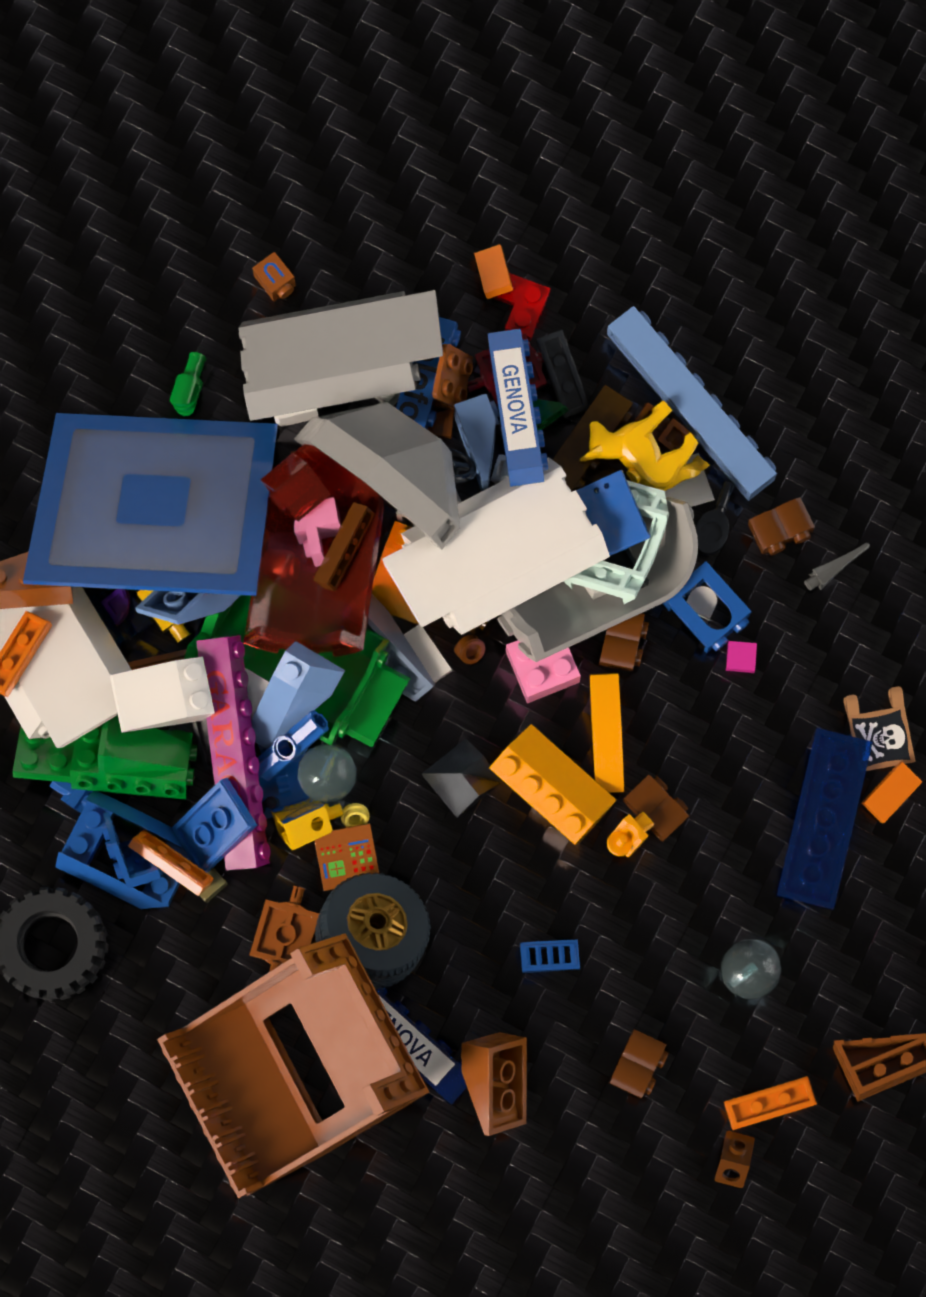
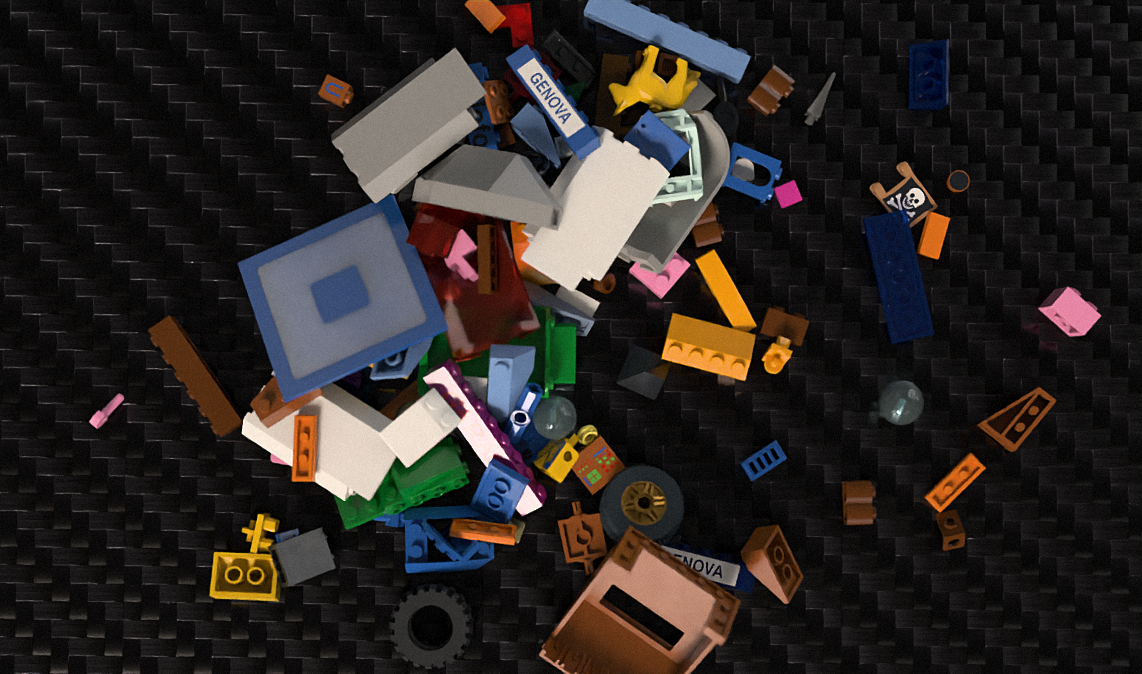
camera: 30 degrees left, 10 degrees up
(188, 385) = (318, 198): green arm -> none

